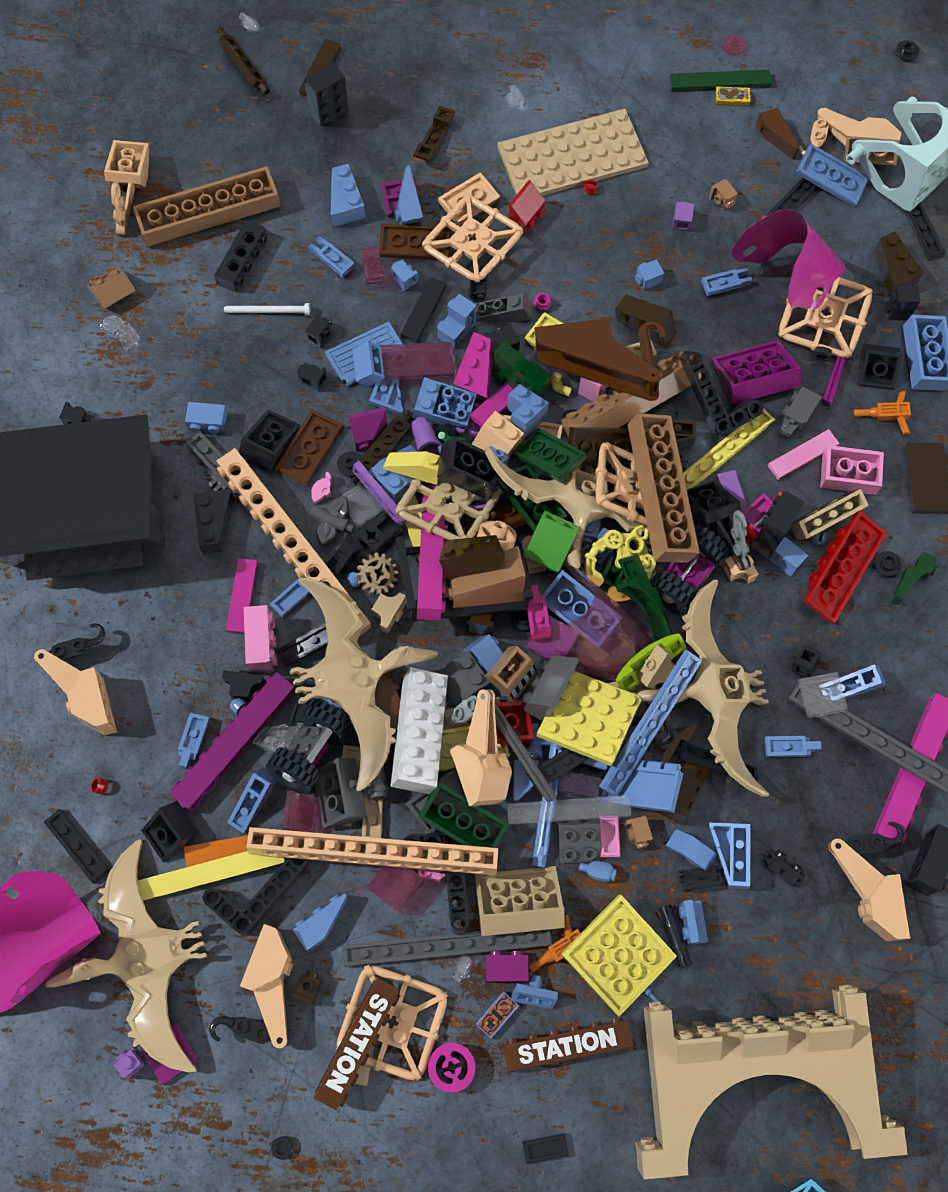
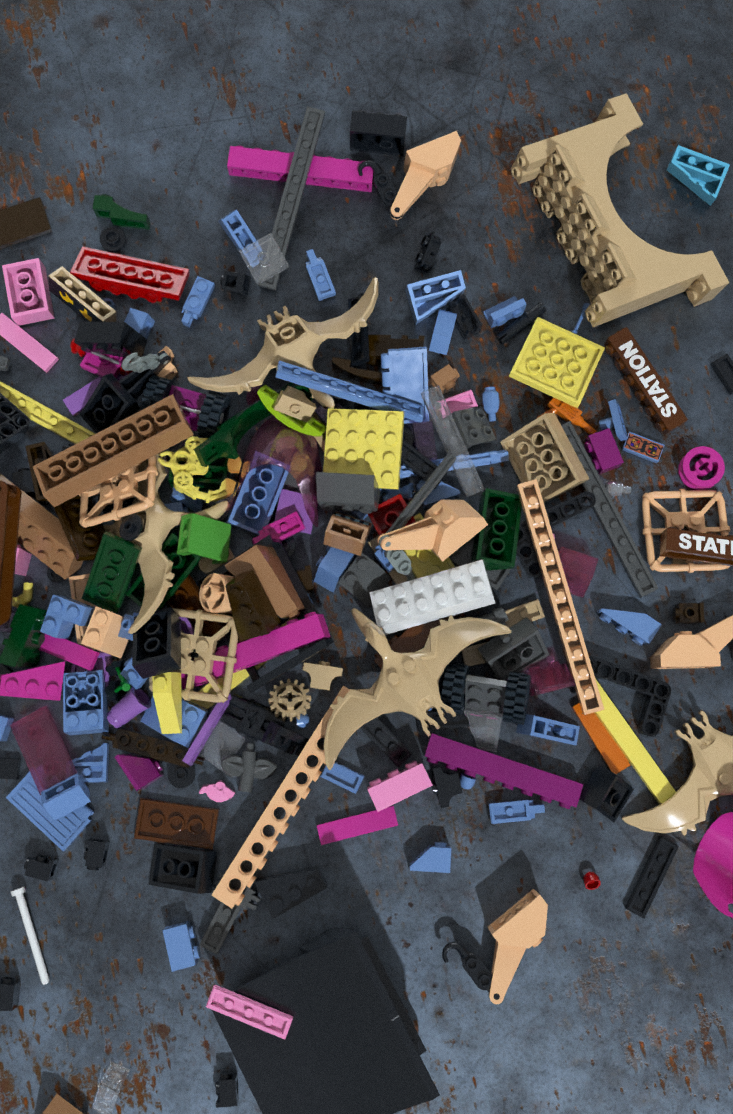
camera: 110 degrees left, 10 degrees up
(125, 441) = (249, 1011): none -> bright pink tile
(182, 649) = (433, 859): none -> medium blue slope
(583, 479) = (131, 527): none -> black piece
(799, 621) = (197, 300): none -> medium blue hinge

